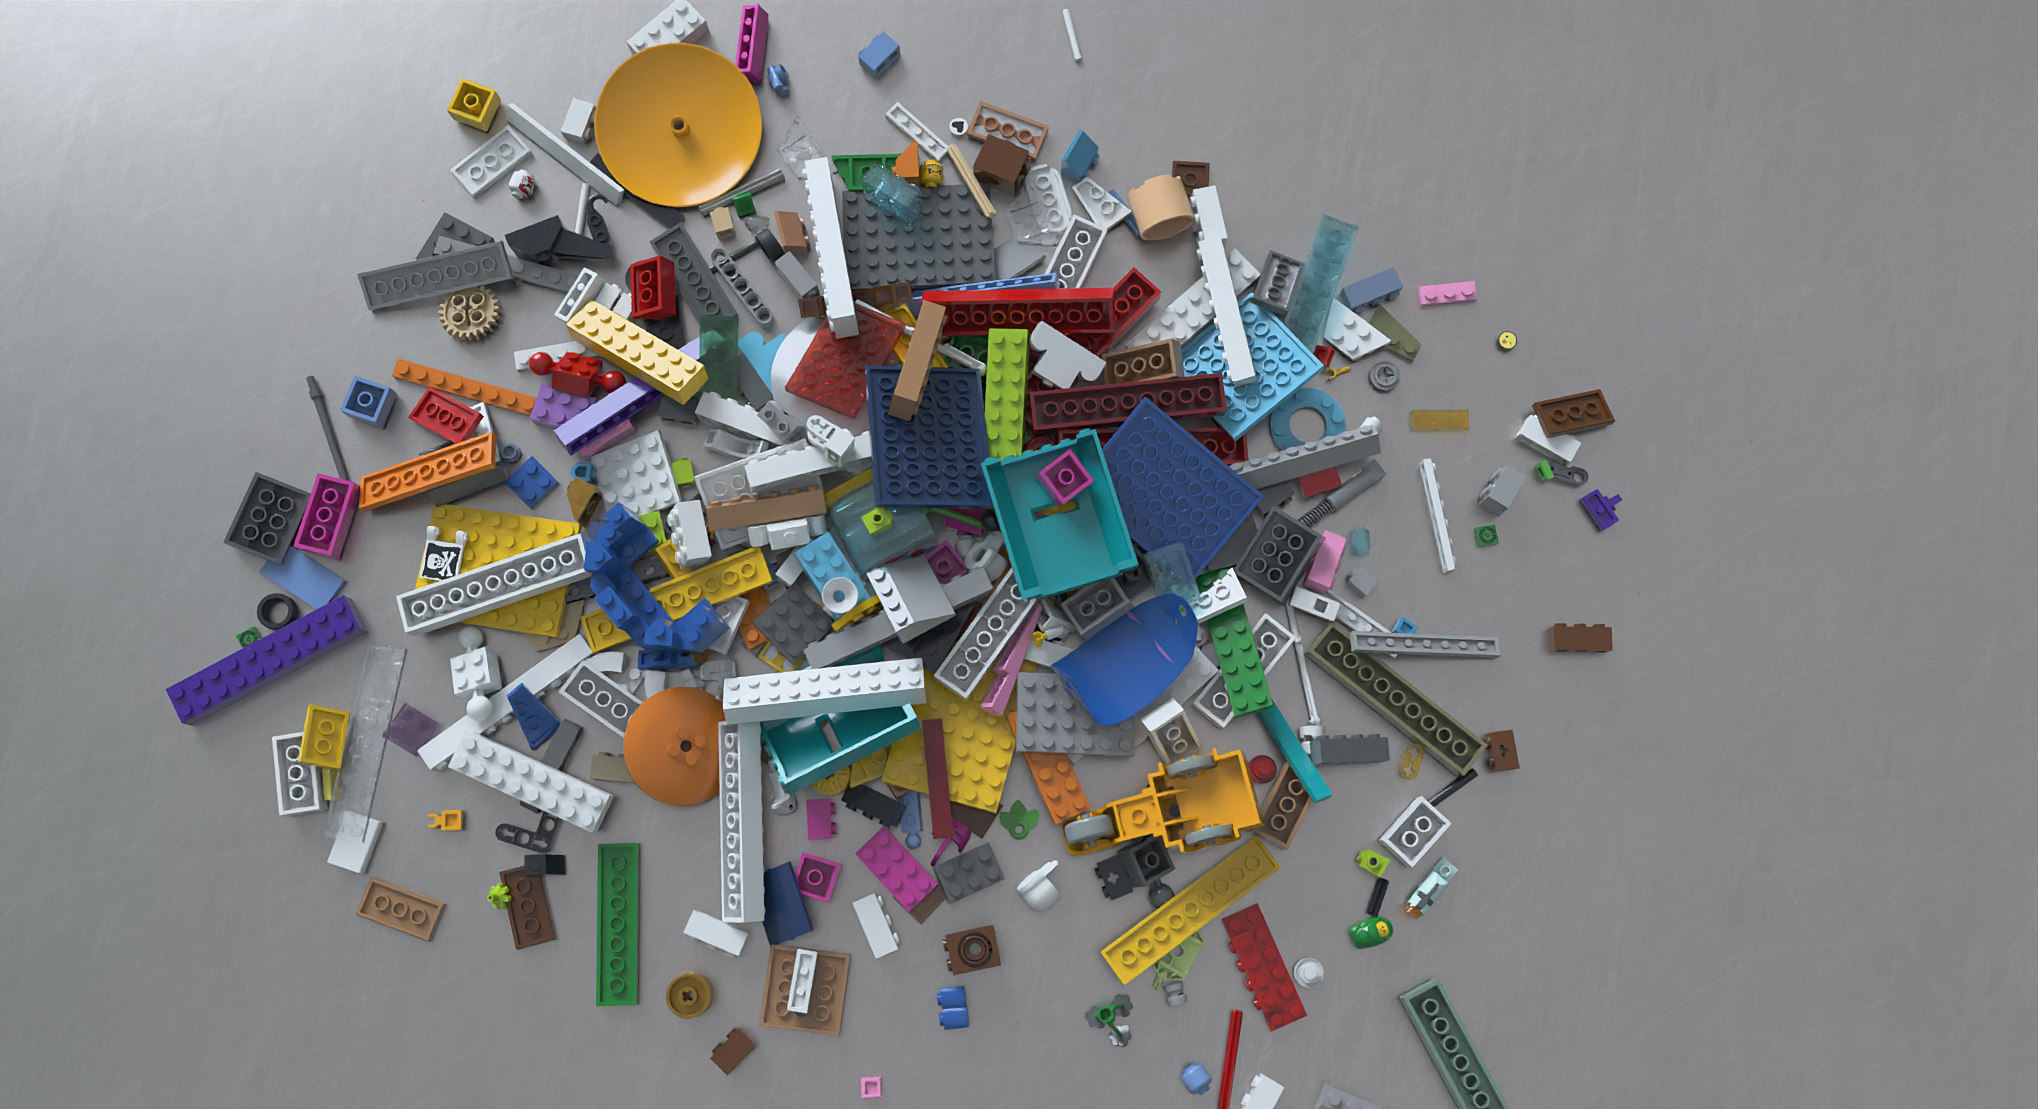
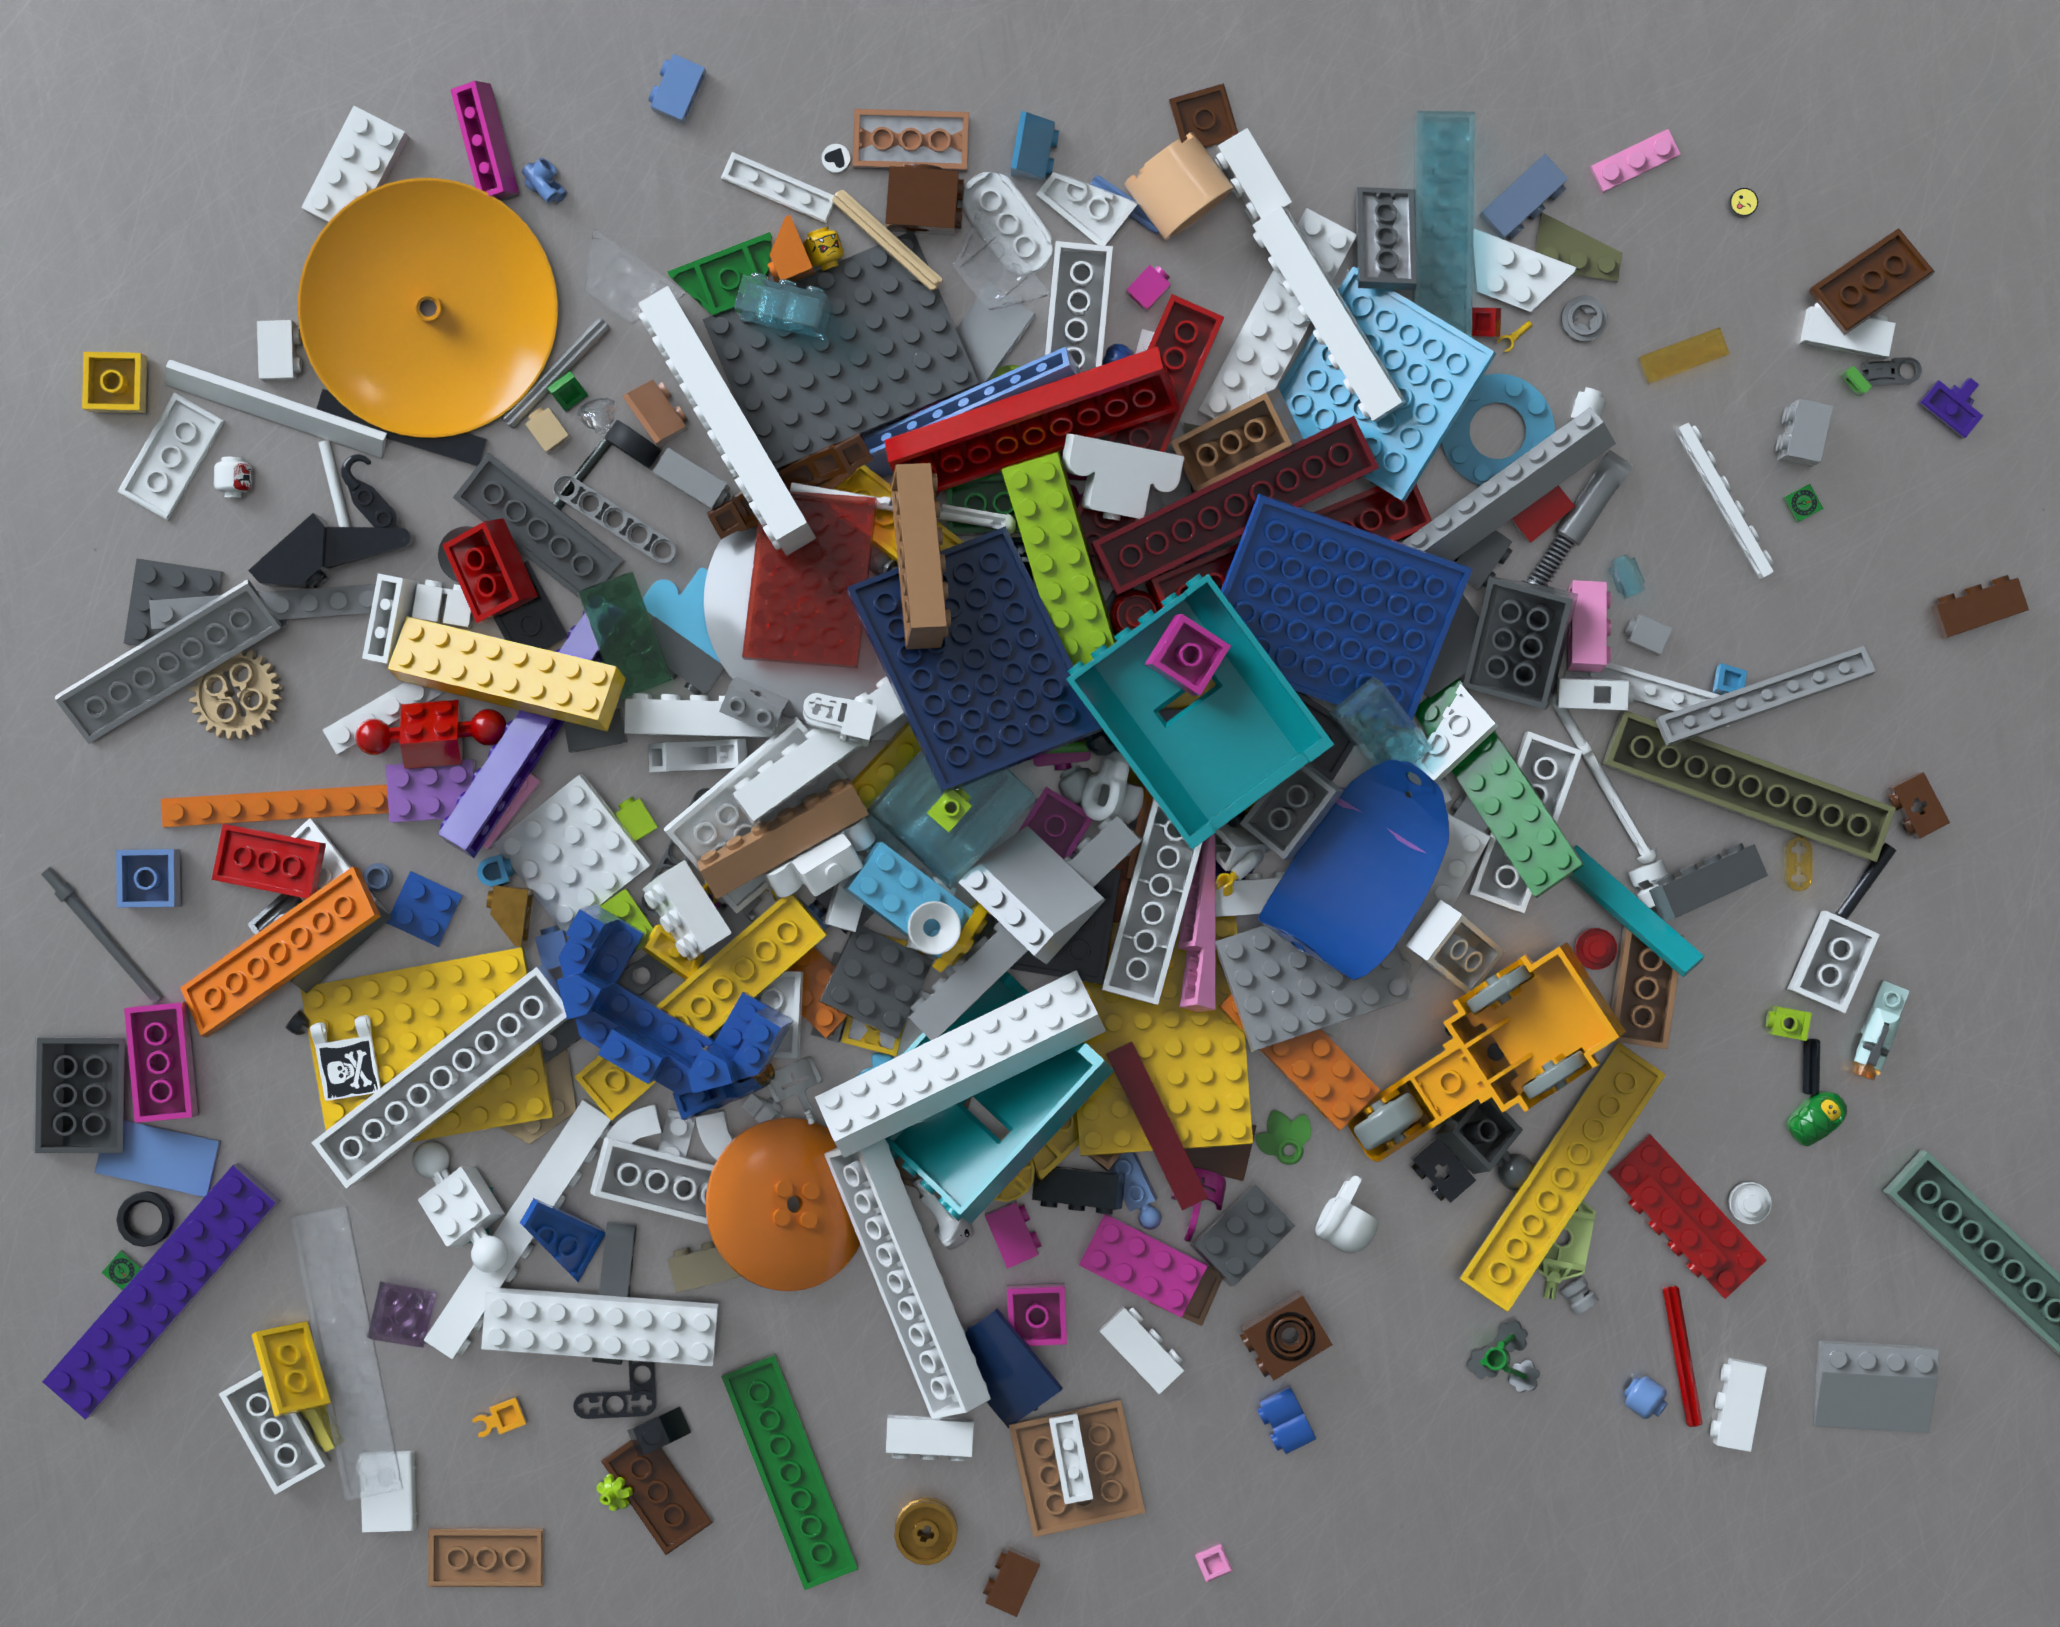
camera: 20 degrees left, 10 degrees up
(423, 523) = (296, 1022): none -> black hinge
(1120, 264) = (1149, 287): none -> dark pink brick

